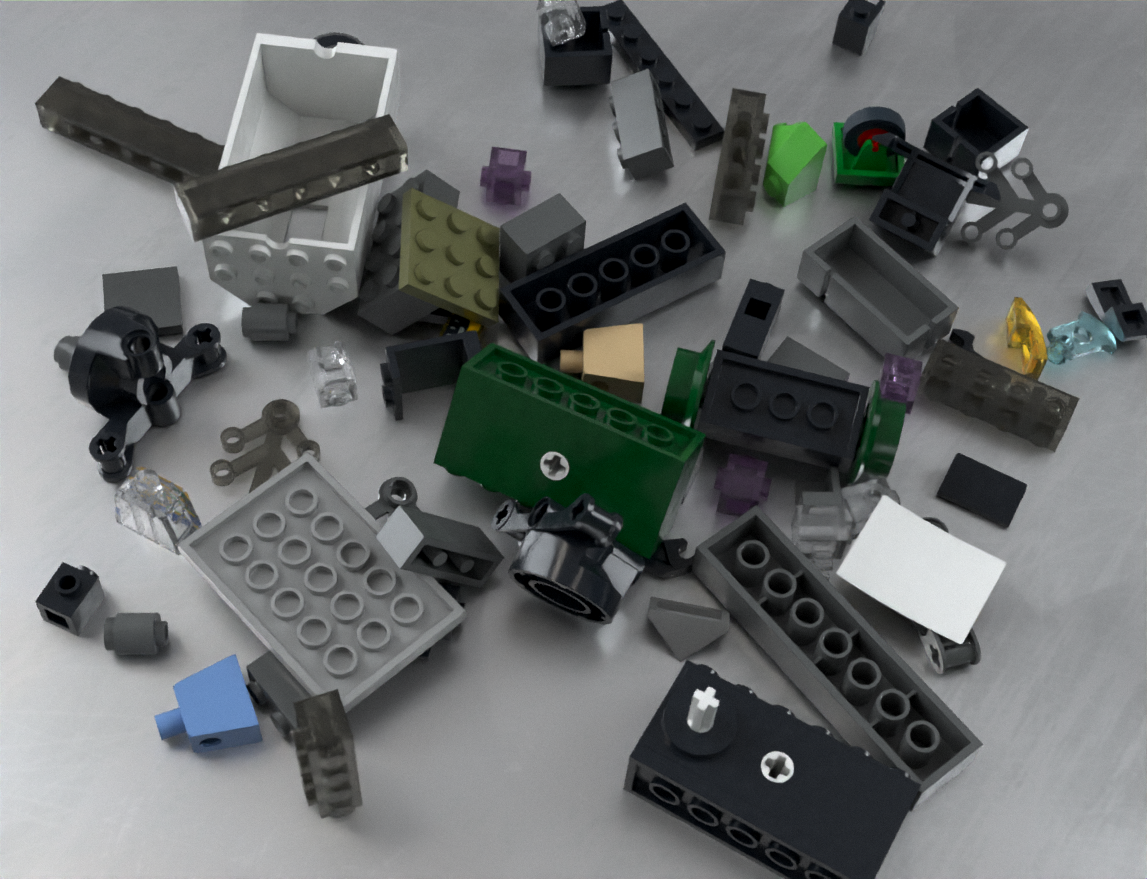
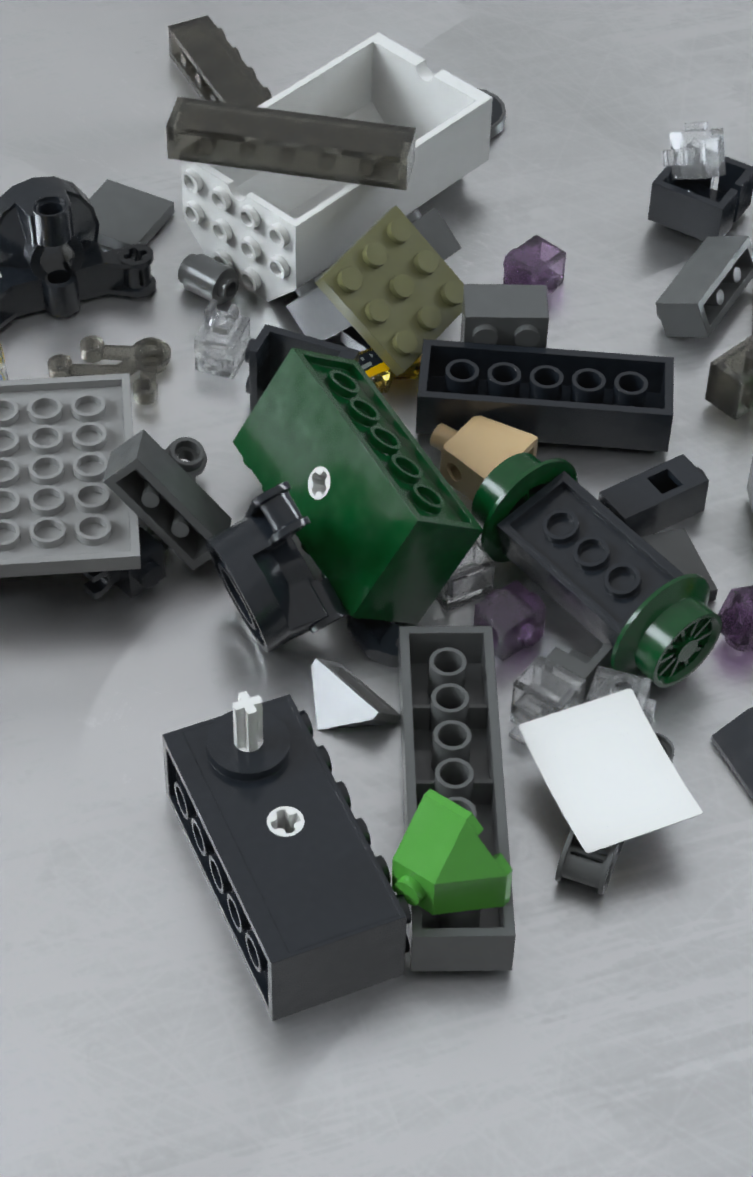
camera: 40 degrees right, 10 degrees down
(912, 722) = (446, 863): none -> bright green slope

